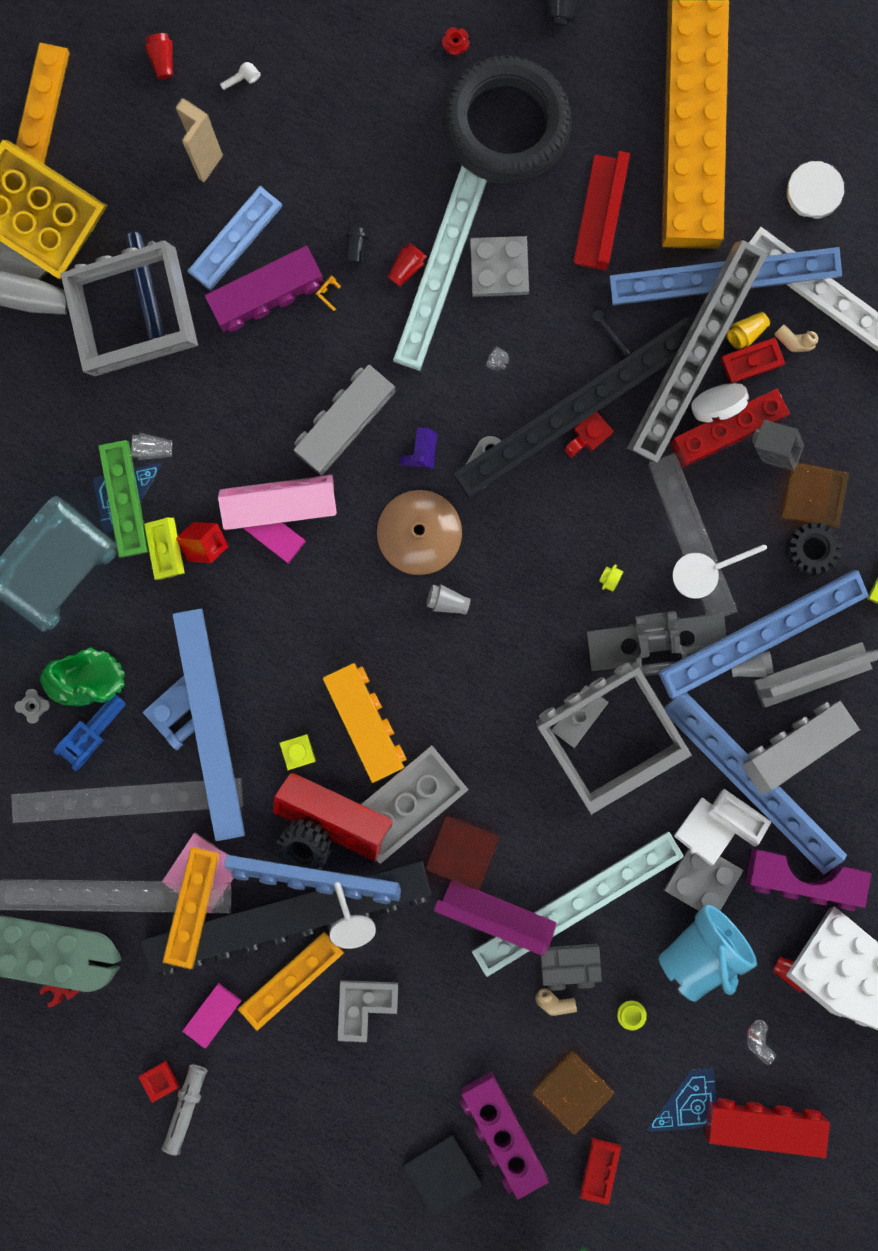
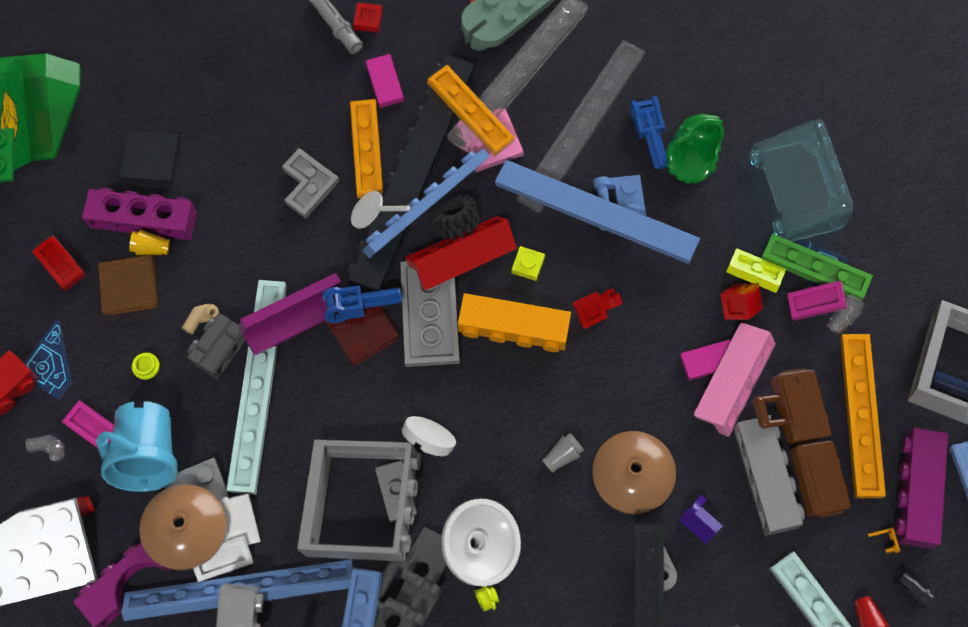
camera: 130 degrees right, 15 degrees down
(40, 706) = (704, 99): light grey plate -> none
(156, 478) = (817, 300): none -> dark pink tile
(234, 377) = (862, 416): none -> light orange plate
(278, 418) = (805, 423): none -> reddish brown piece
(299, 664) = (594, 307): none -> red plate
(448, 875) = (351, 302): none -> blue connector
(517, 721) = (429, 434): none -> white tile
(524, 1104) = (148, 244): none -> yellow cone
(571, 599) = (495, 542): none -> white dish
(715, 1019) = (87, 422): none -> dark pink tile
(721, 861) = (194, 541): none -> medium nougat dish

